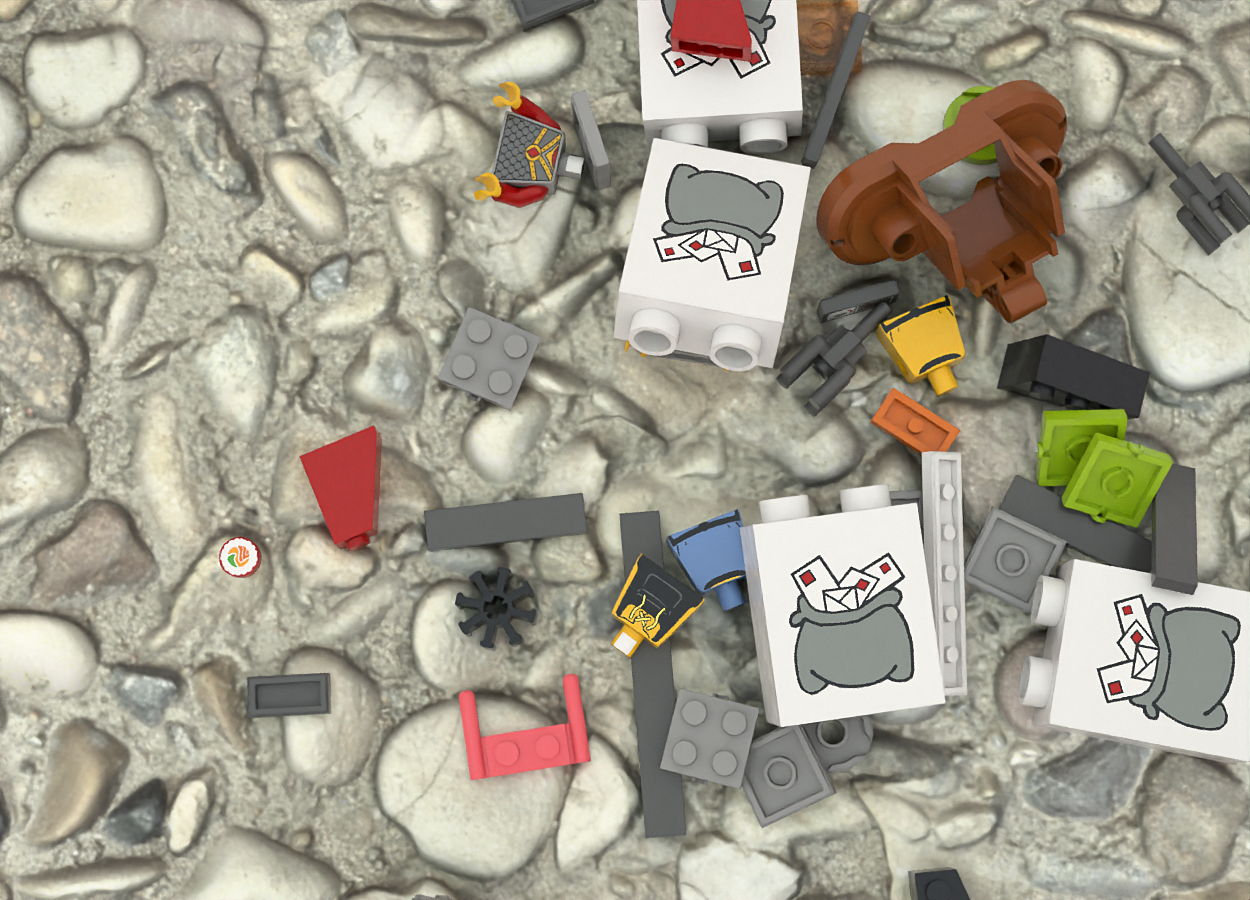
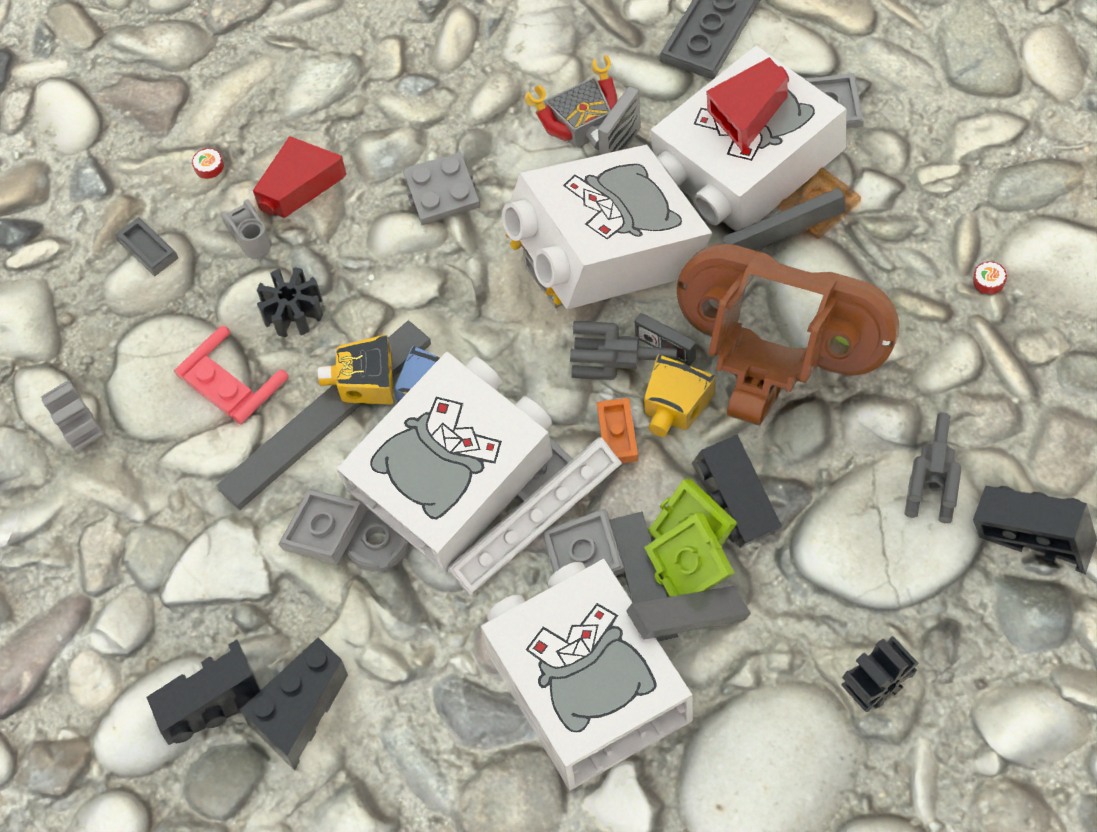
camera: 55 degrees right, 20 degrees down
(358, 582) = (248, 230): none -> light grey piece
(505, 522) = (350, 271): dark grey tile -> none
(710, 738) = (306, 467): light grey plate -> none

